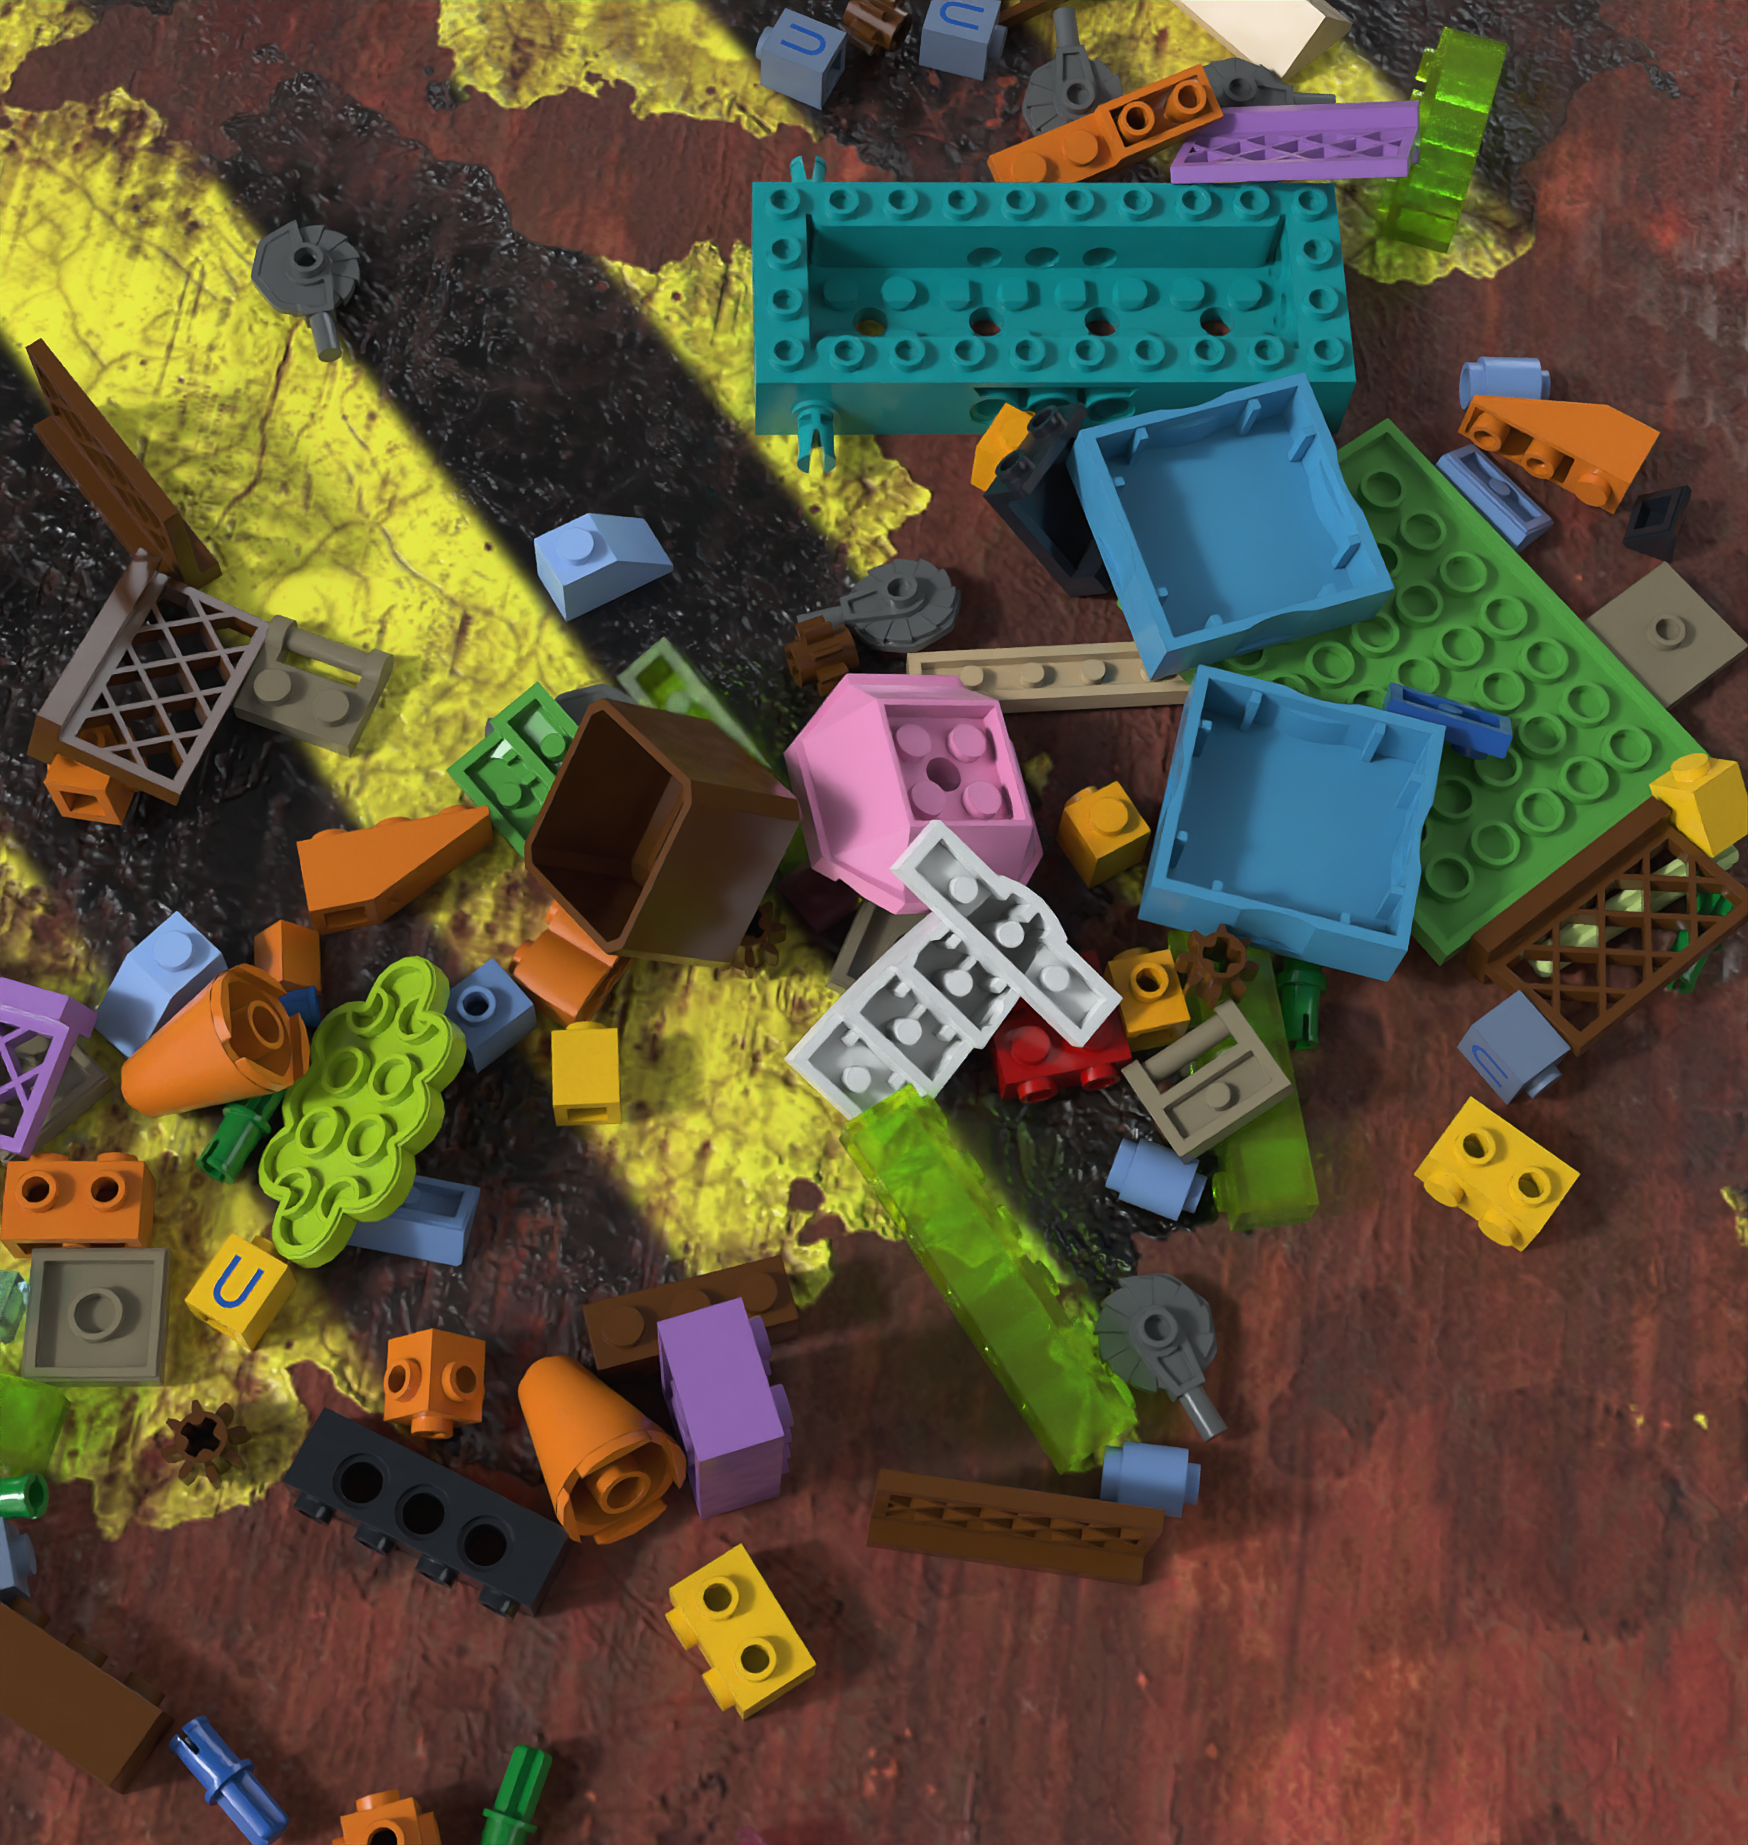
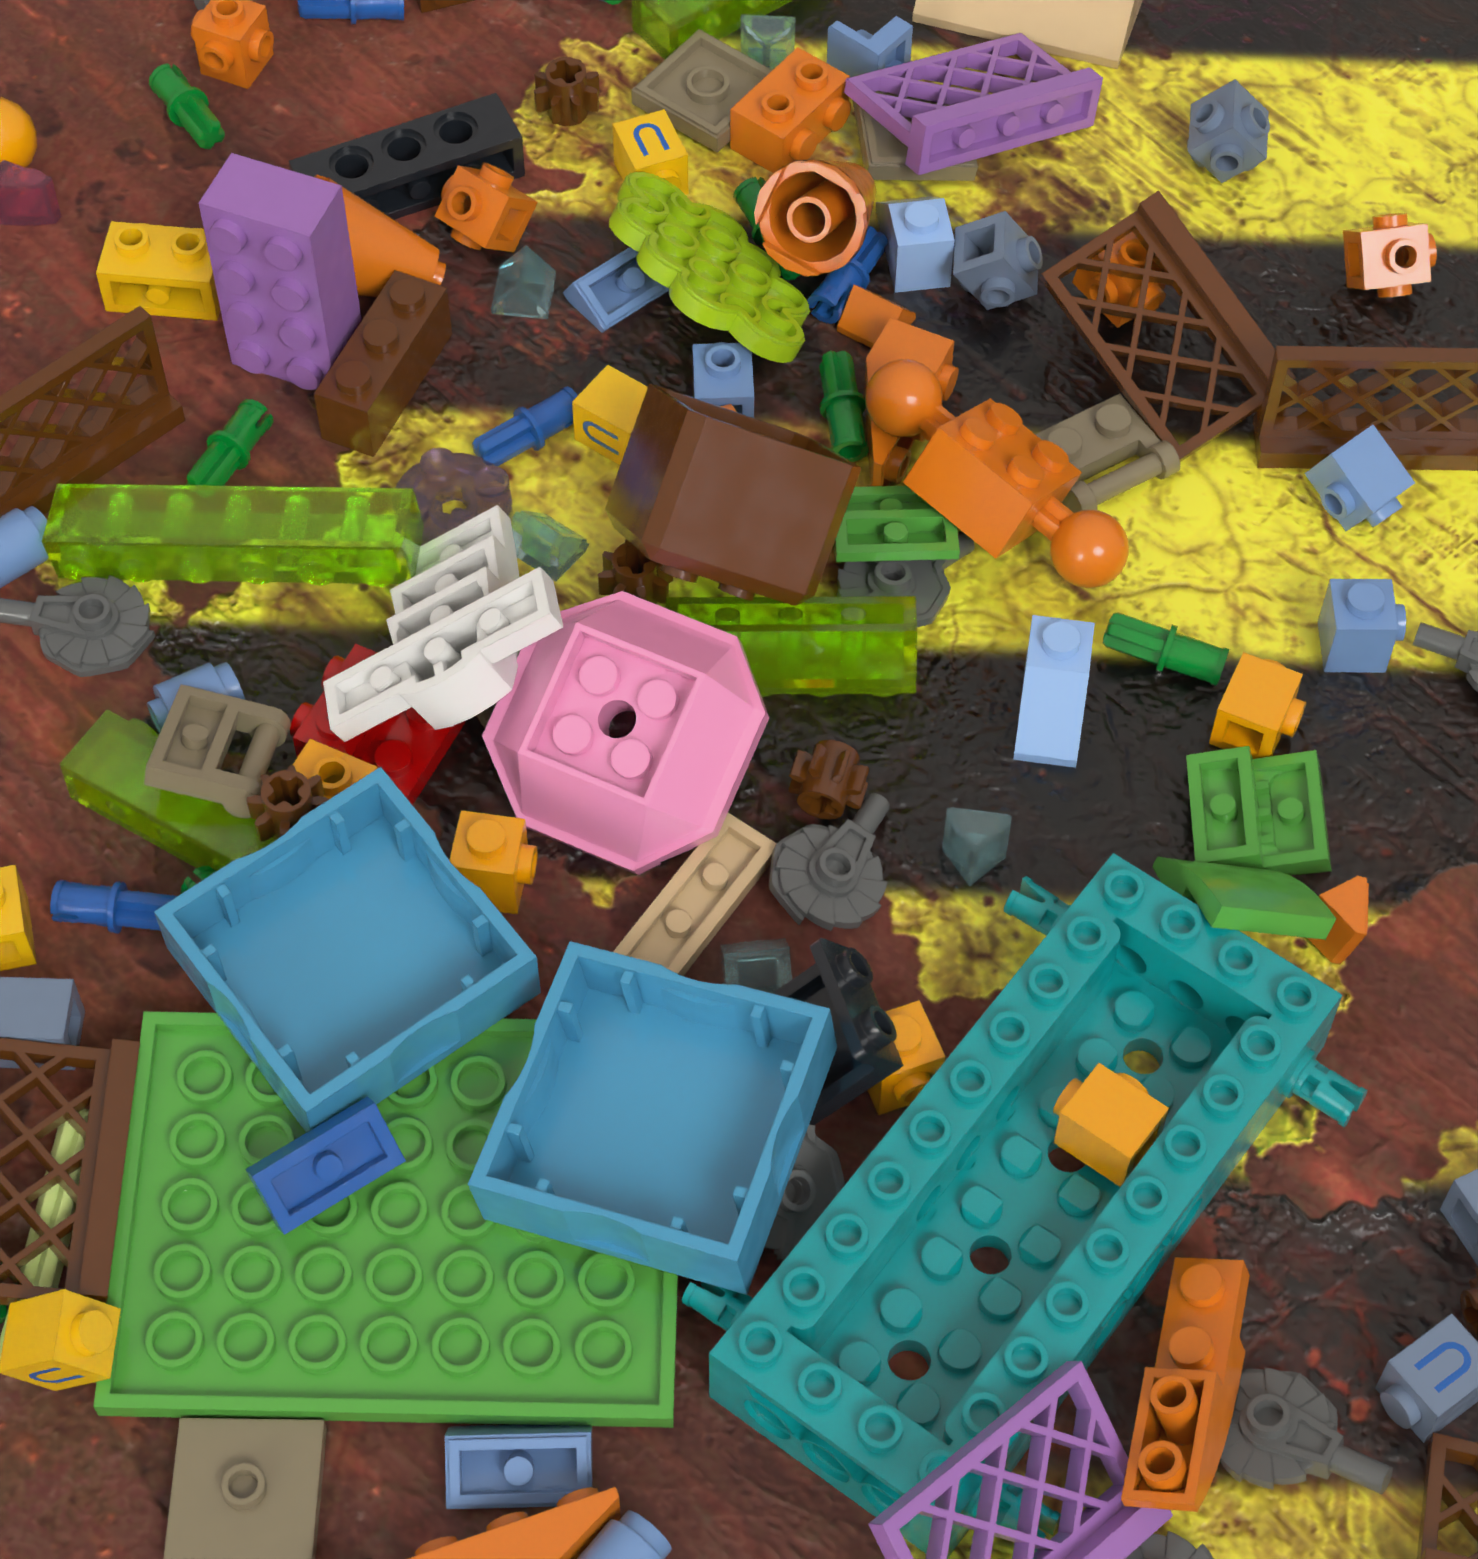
camera: 135 degrees right, 10 degrees down
(181, 884) = (996, 260): none -> sand blue brick
(203, 463) = (1361, 480): none -> medium blue brick
(362, 387) = (1359, 625): none -> medium blue brick
(421, 912) = (843, 405): none -> green axle
(438, 704) = (994, 475): none -> orange brick
(487, 511) = (1165, 648): none -> green axle
(490, 1295) = (524, 286): none -> clear light blue slope
(499, 416) = (1258, 707): none -> light orange brick
(589, 373) = (1259, 810): none -> bright green slope
(649, 262) = (1350, 907): none -> orange slope
(653, 1152) = (527, 428): none -> blue axle
(699, 307) = (1248, 898): none -> bright green slope
(757, 1045) = (546, 543): none -> clear light blue slope
(763, 1183) = (458, 477): none -> plate
(786, 524) = (975, 841): none -> clear light blue slope
(891, 1386) = (231, 446): none -> green axle
(962, 279) = (1108, 1122): none -> light orange brick
(1012, 610) = (757, 964): none -> clear light blue slope
(1369, 1082) = (106, 905): none -> blue axle

